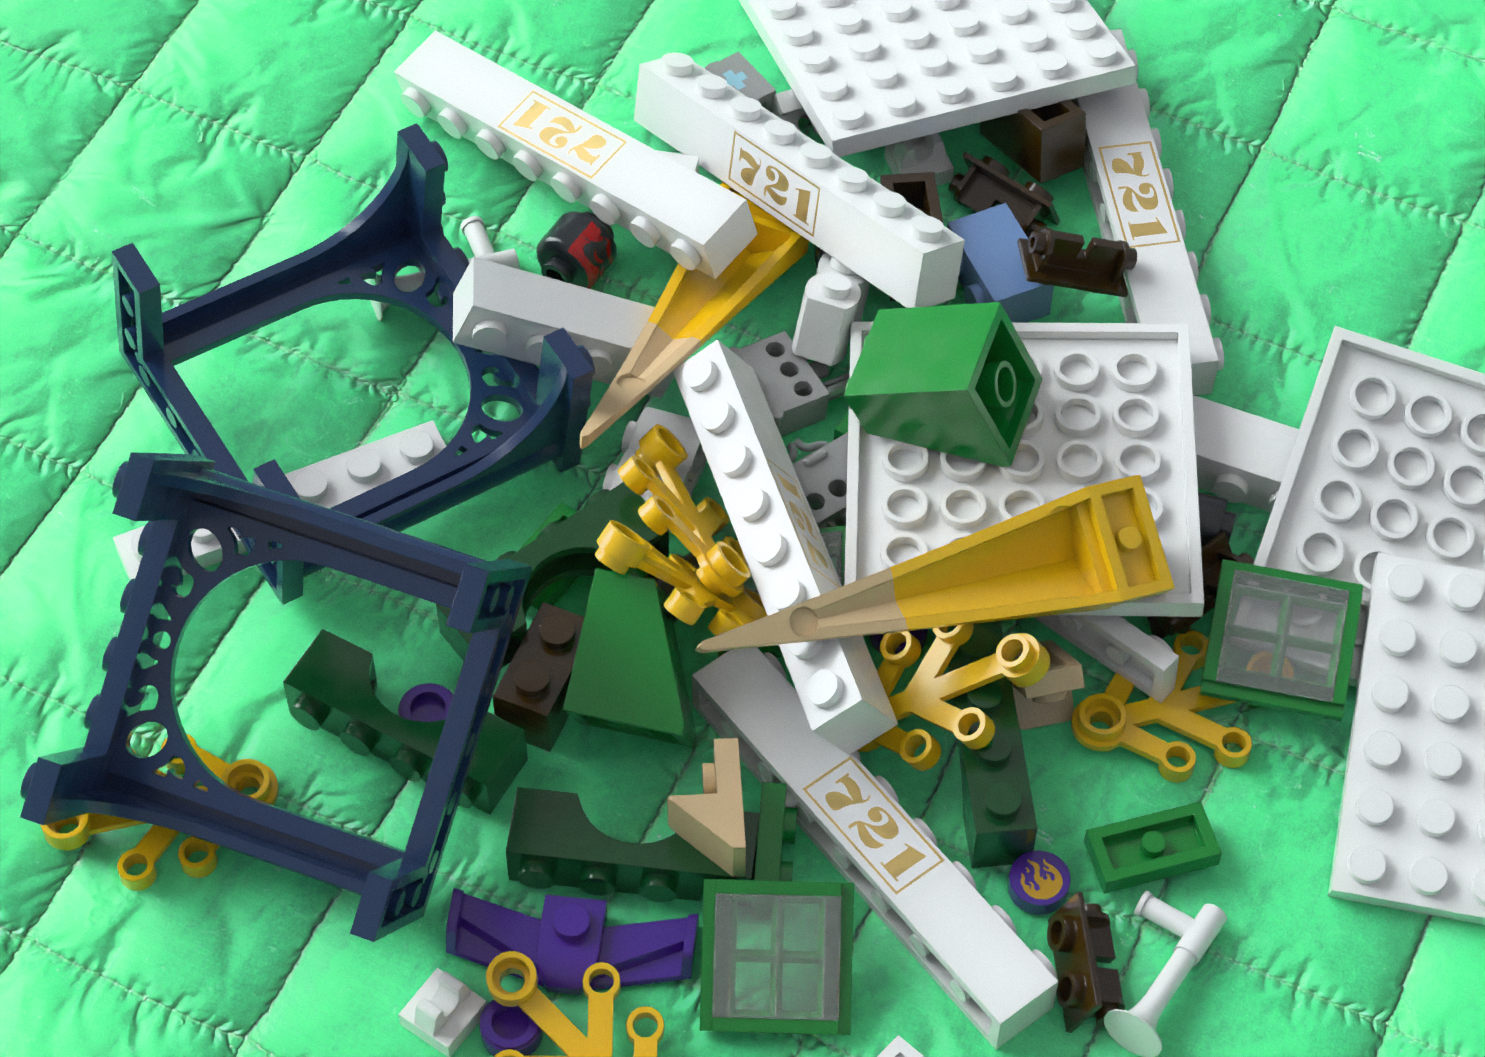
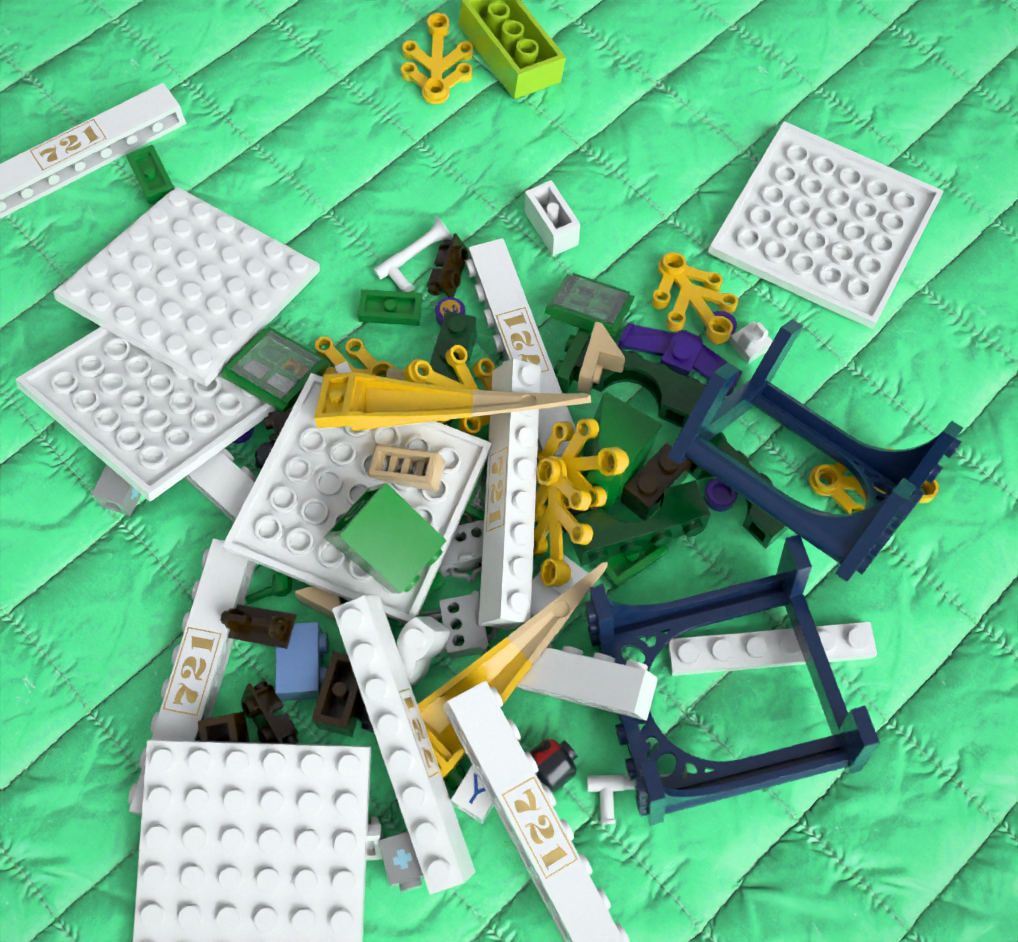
camera: 160 degrees left, 10 degrees up
(930, 518) = (429, 482): none -> tan slope

